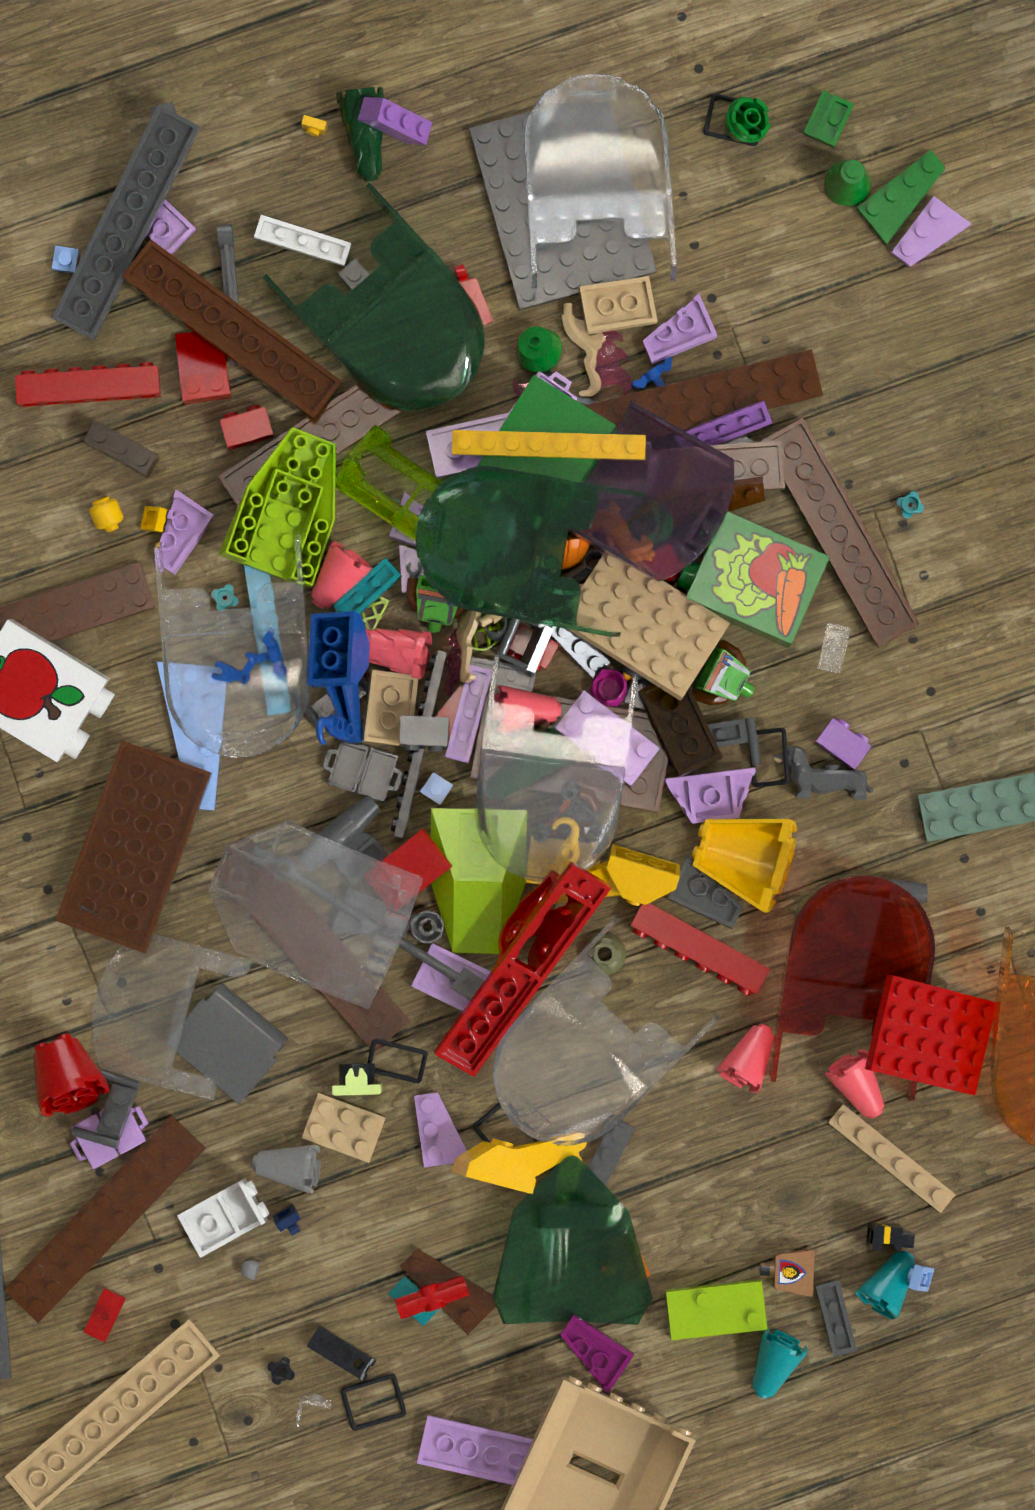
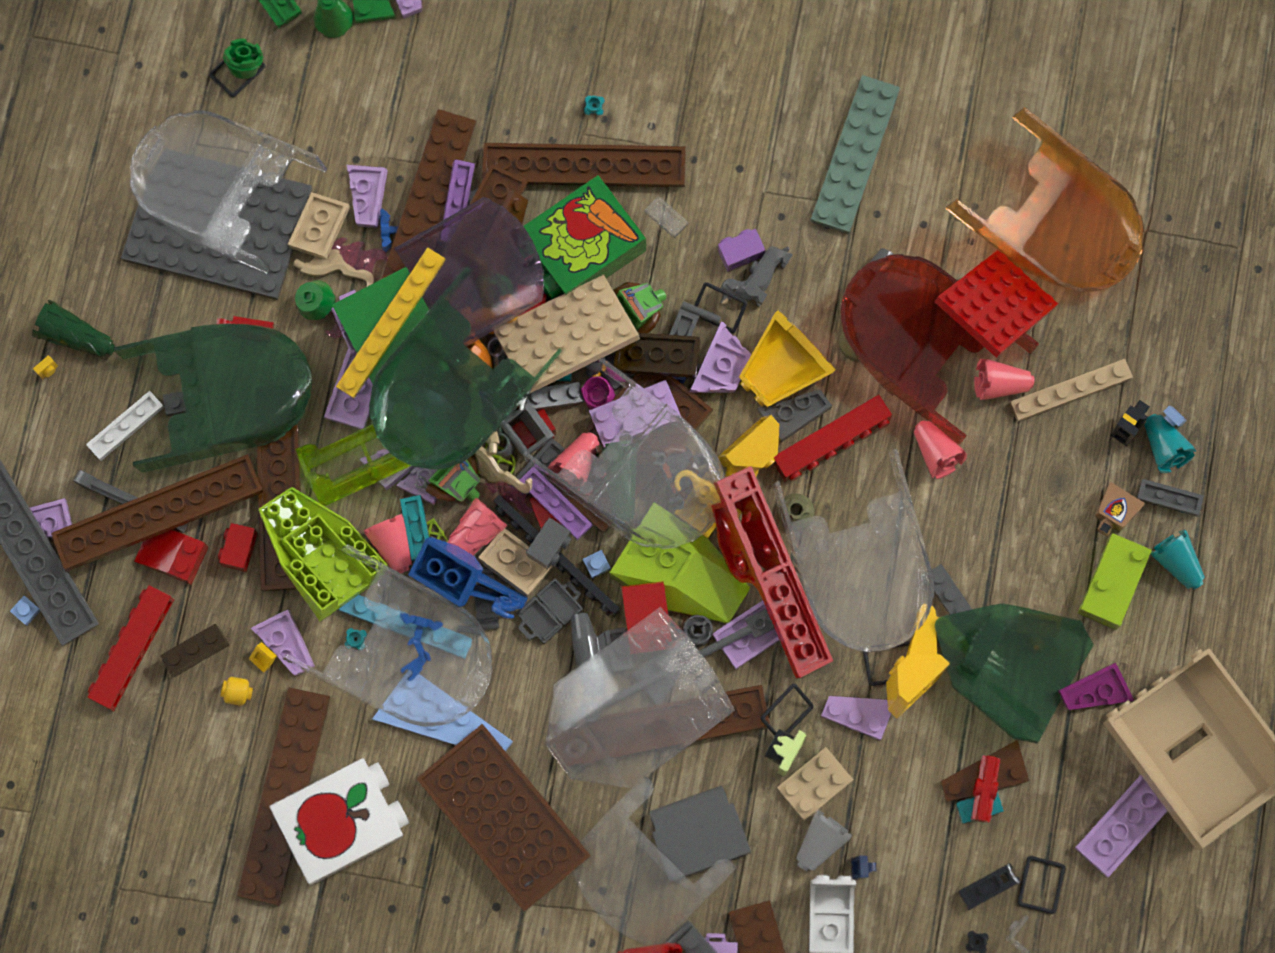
camera: 50 degrees left, 10 degrees down
(250, 1269) = (884, 920): light grey hinge -> none
(395, 120) = (80, 303): medium lavender brick -> none

